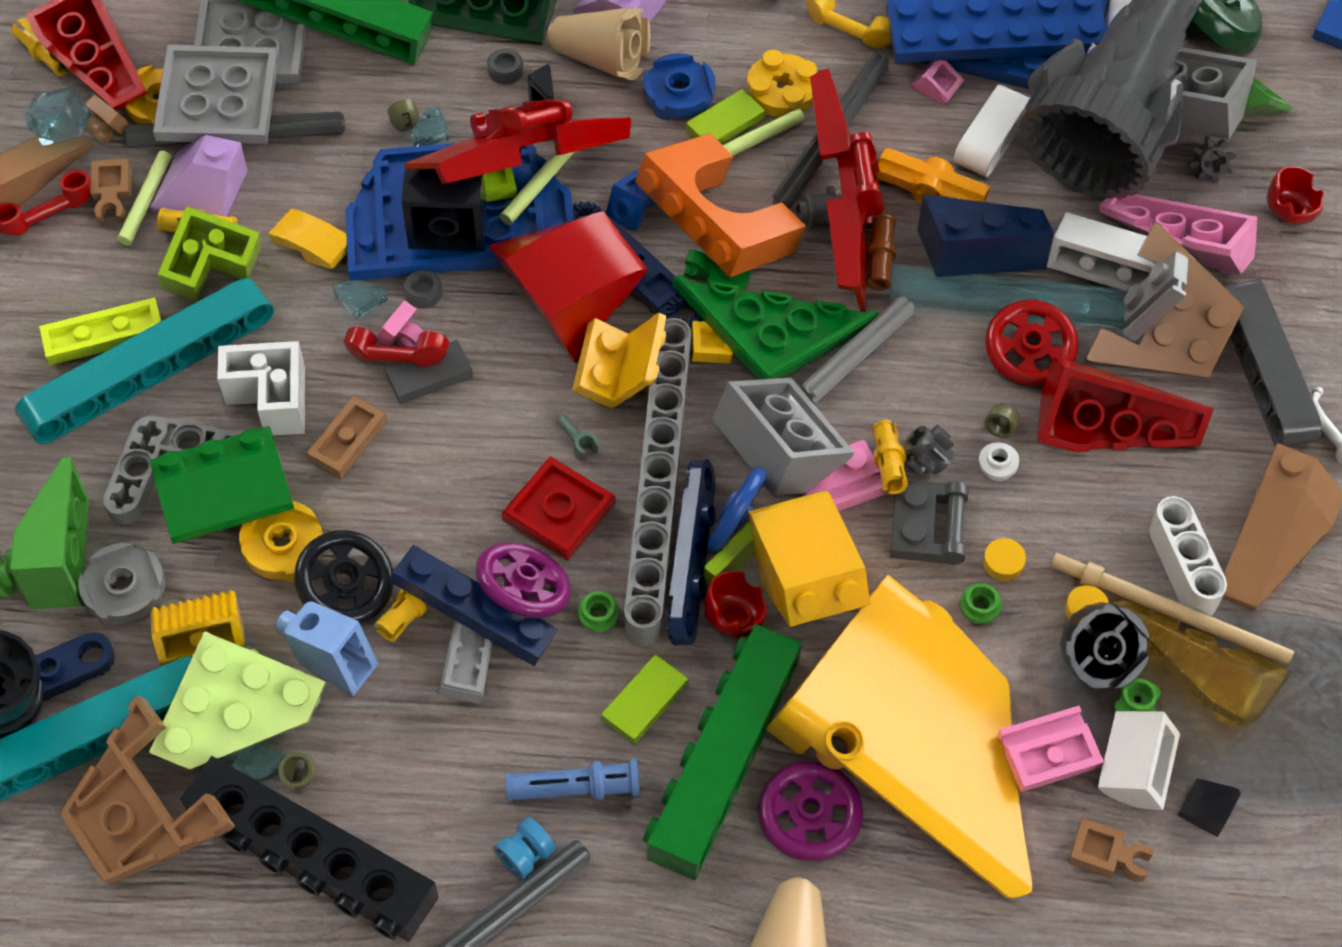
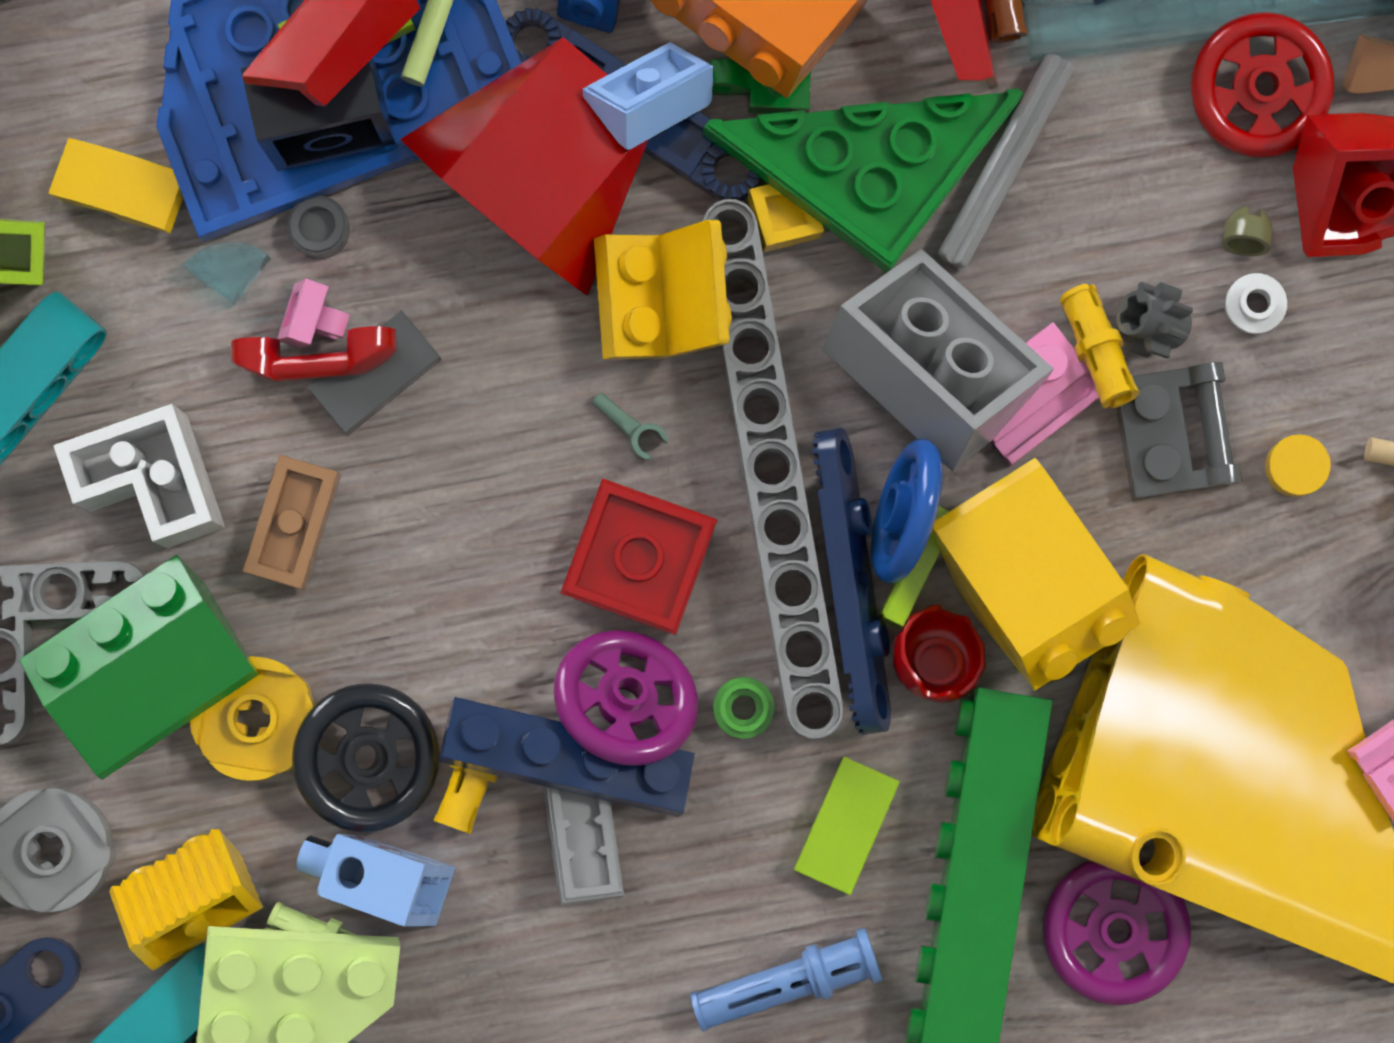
camera: 15 degrees left, 25 degrees up
(647, 254) = (651, 94): none -> light blue slope
(980, 593) = (1298, 548): bright green plate -> none

